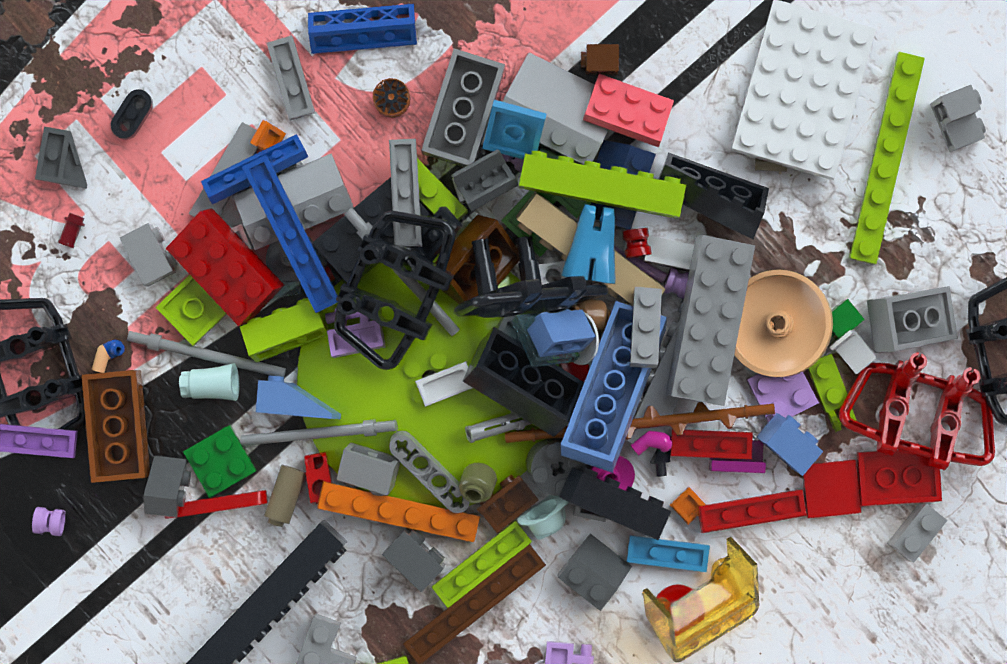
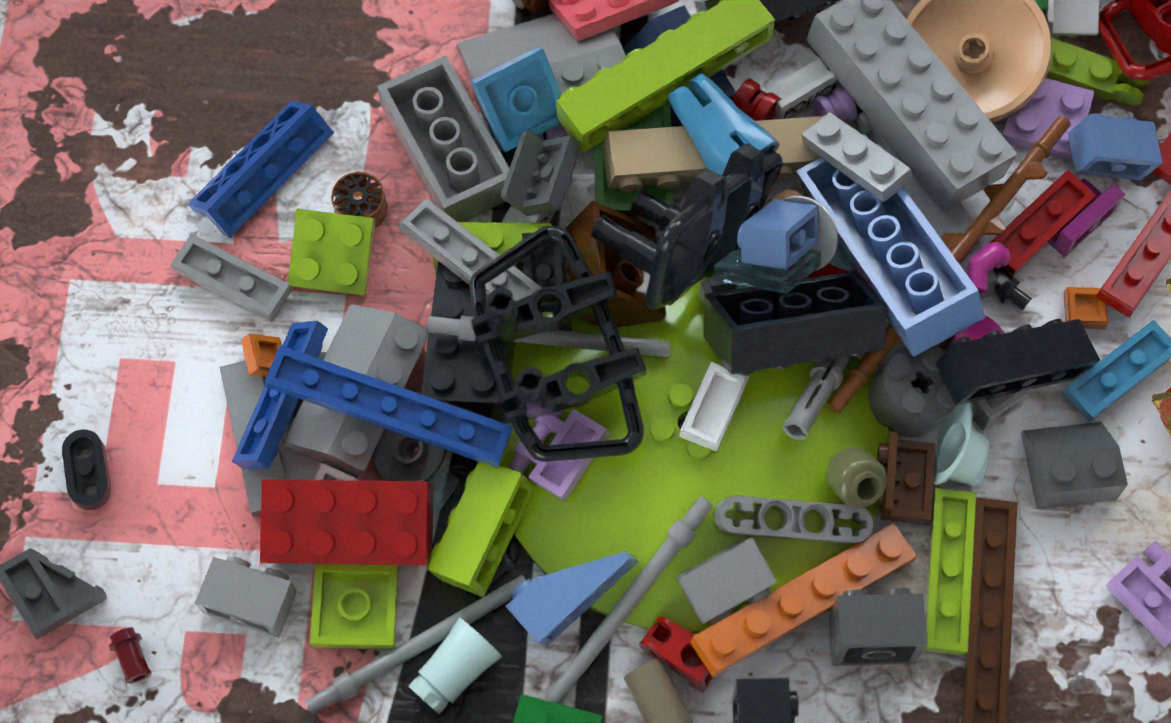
camera: 40 degrees left, 20 degrees down
(351, 114) = (331, 252): none -> lime plate

